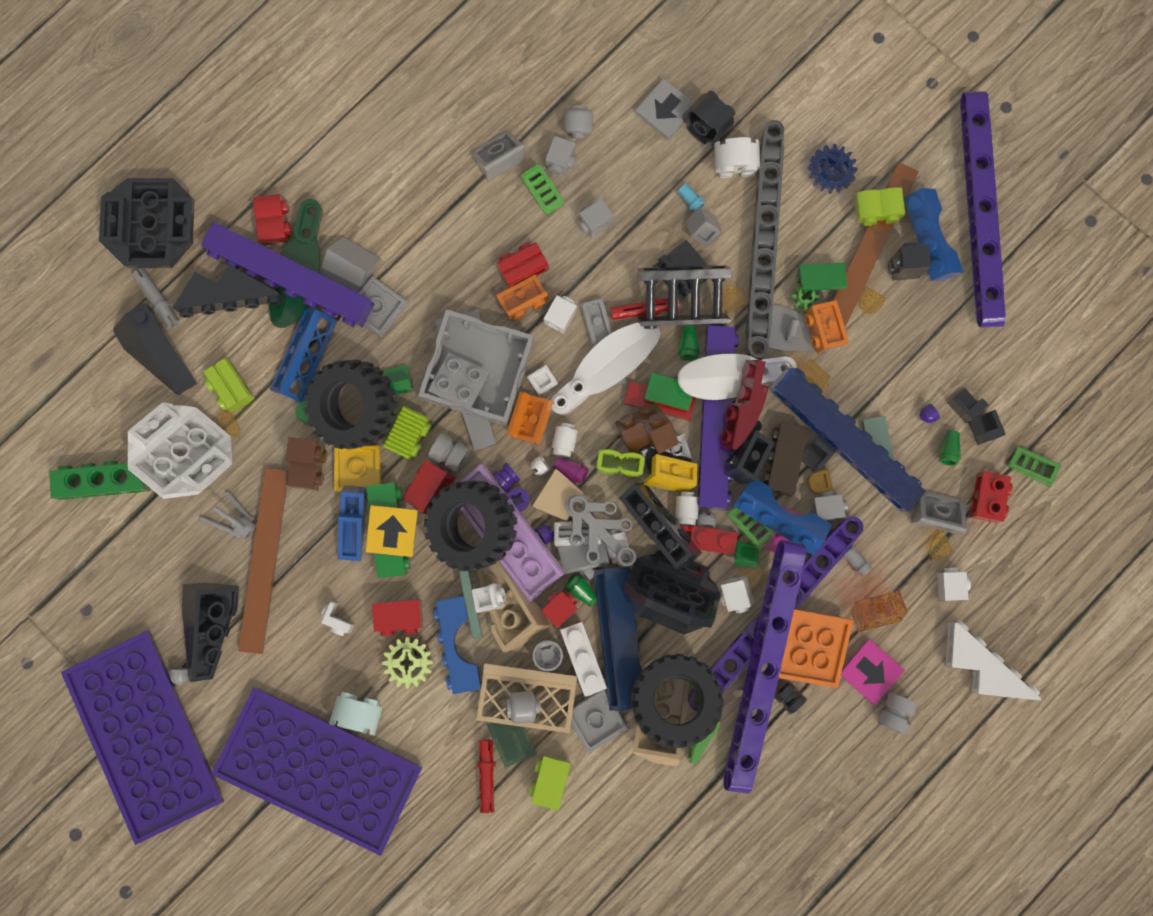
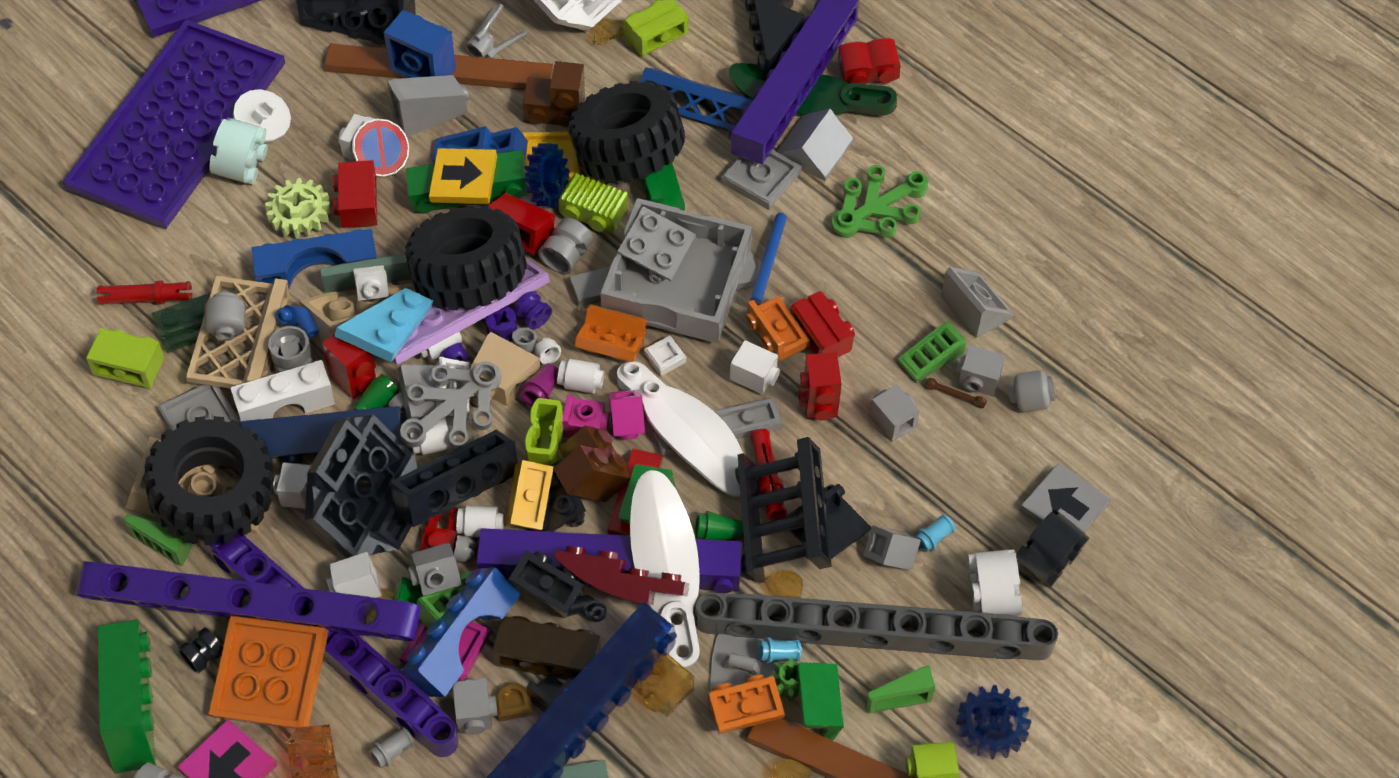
camera: 90 degrees right, 25 degrees down
(261, 571) = (419, 47): none -> blue brick
(307, 565) = (426, 102): none -> light grey slope
(313, 700) = (264, 110): none -> white piece
(351, 601) = (383, 143): none -> piece
(389, 466) = (546, 174): none -> clear blue gear
(409, 222) = (877, 205): none -> bright green plant
(459, 302) = (768, 258): none -> blue bar
(519, 650) = (299, 317): none -> blue arm
(529, 479) = (527, 337): none -> light grey hinge
(539, 579) = (386, 325): none -> medium azure wing
(566, 192) = (978, 401): none -> reddish brown hinge
(582, 266) = (820, 386): none -> red brick
(597, 444) = (581, 413): none -> dark pink brick
(600, 405) = (626, 414): none -> dark pink brick
(661, 640) = (290, 484): none -> white brick
(737, 535) = (434, 569): none -> light grey brick
(783, 307) = (778, 650): none -> medium azure pin
(810, 220) = (905, 691): none -> bright green slope
(825, 747) = (125, 695): none -> green wedge

